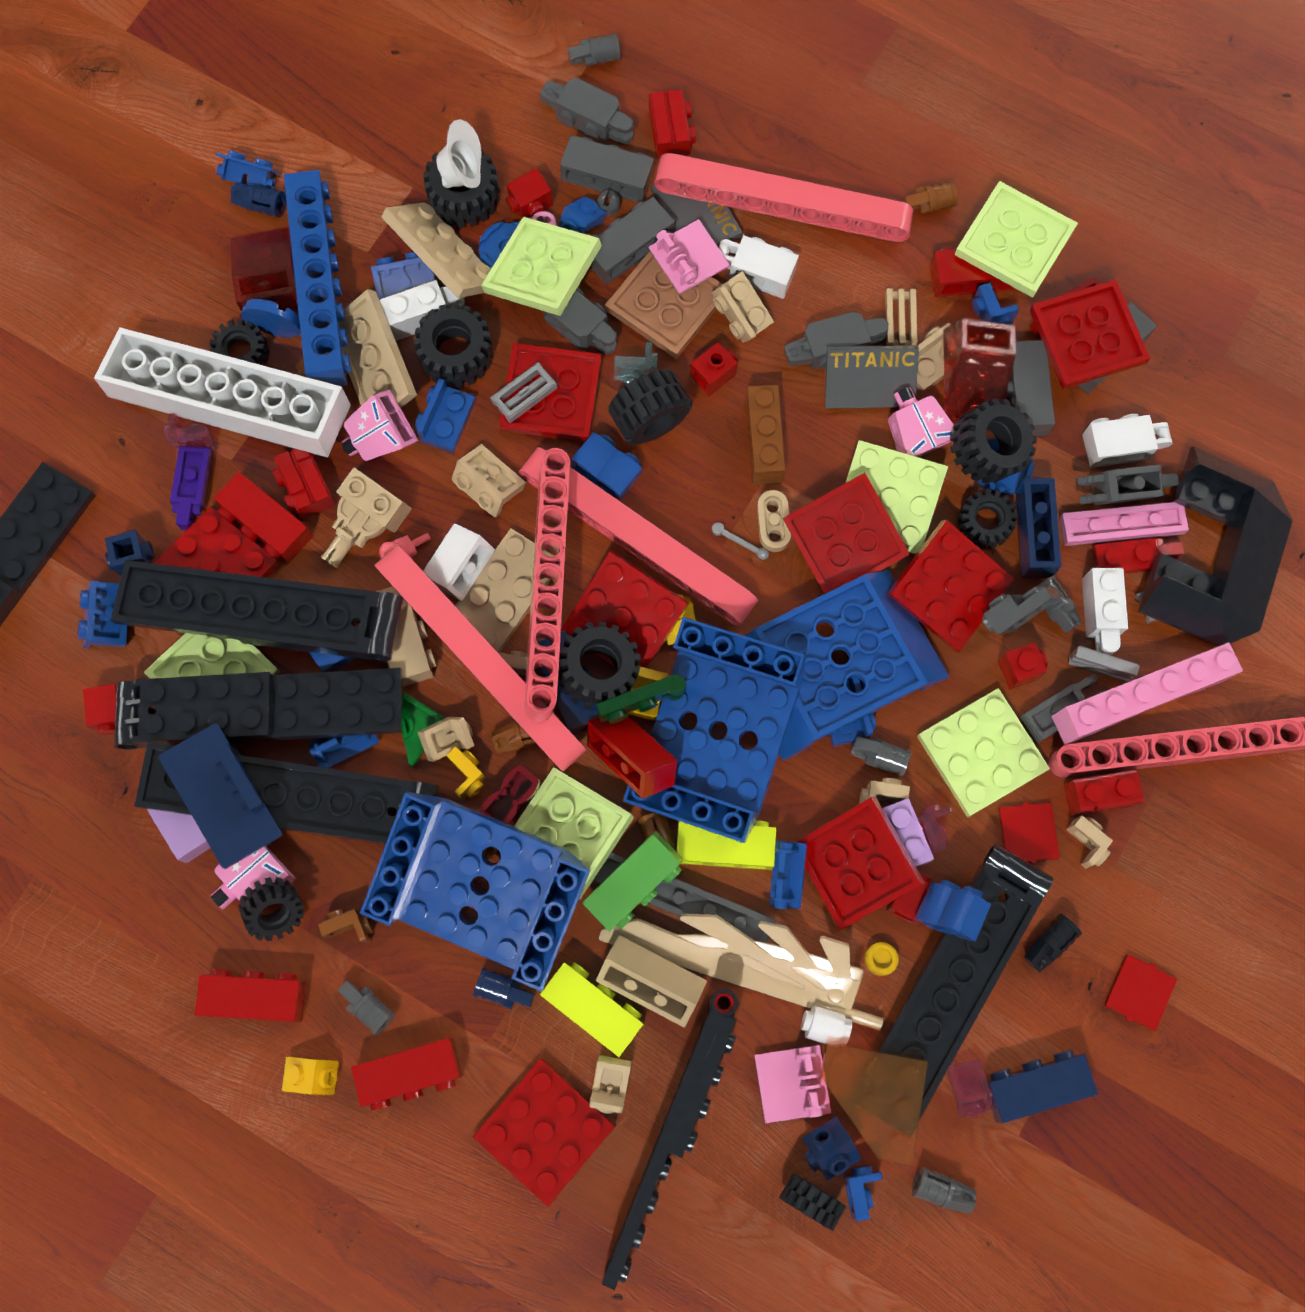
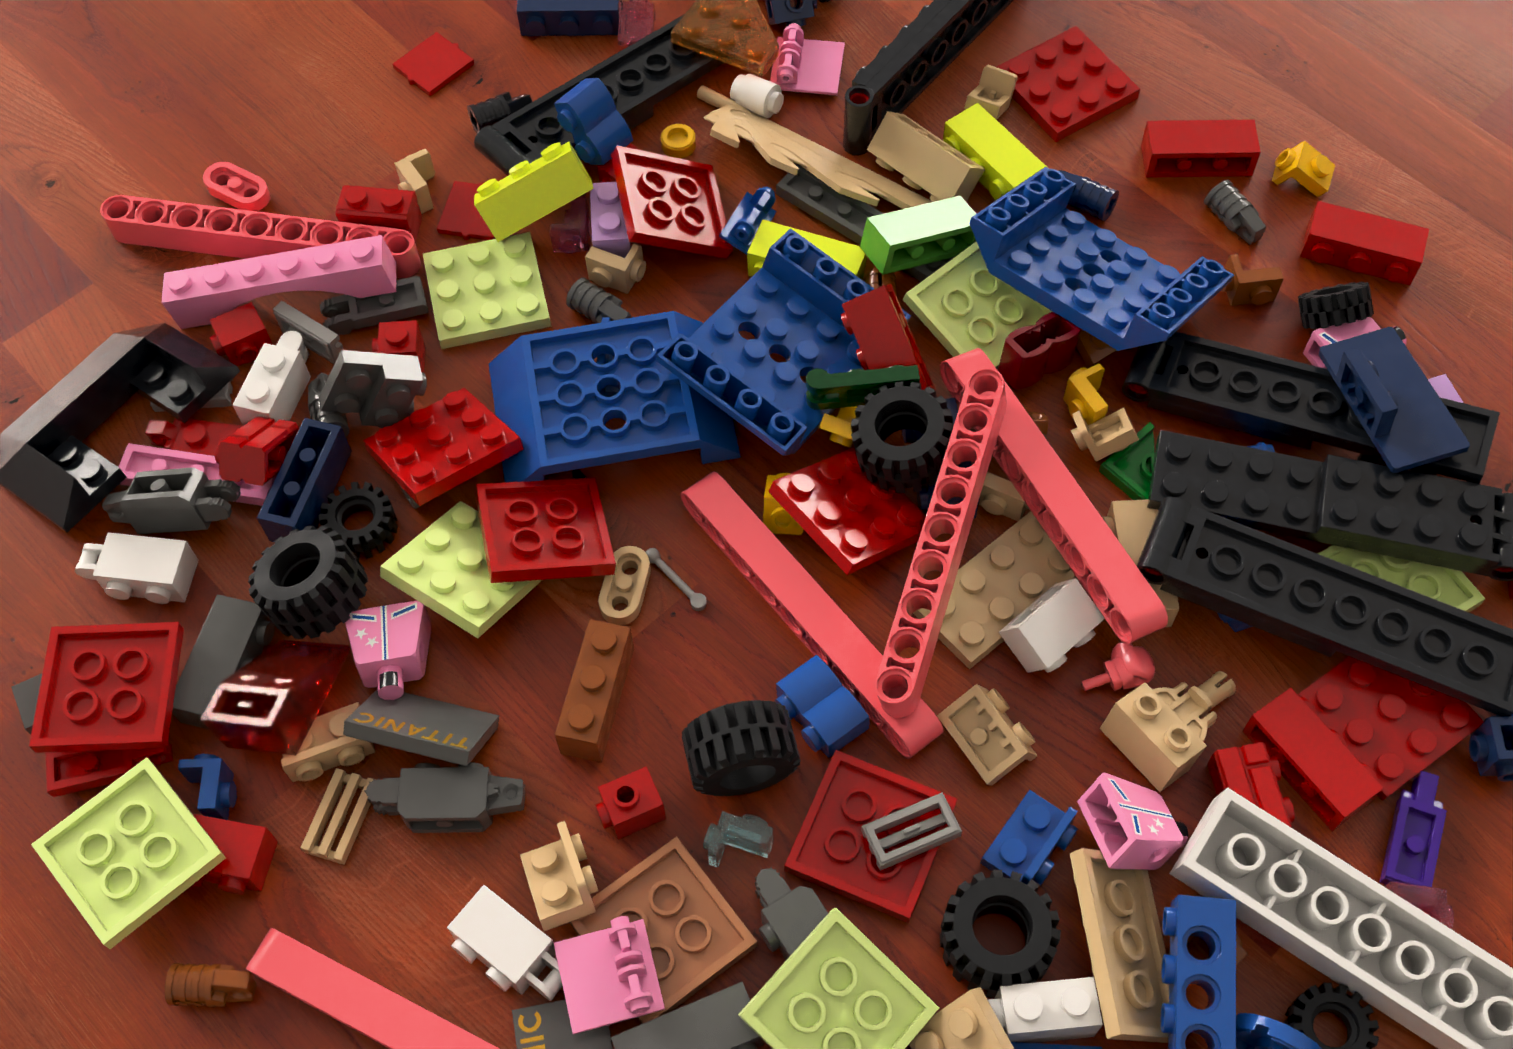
camera: 160 degrees left, 15 degrees down
(977, 832) = (532, 190): none -> neon yellow brick
(1083, 534) = (255, 450): none -> red brick
(1155, 646) = (239, 334): none -> red brick
(1239, 793) = (242, 187): none -> coral plate

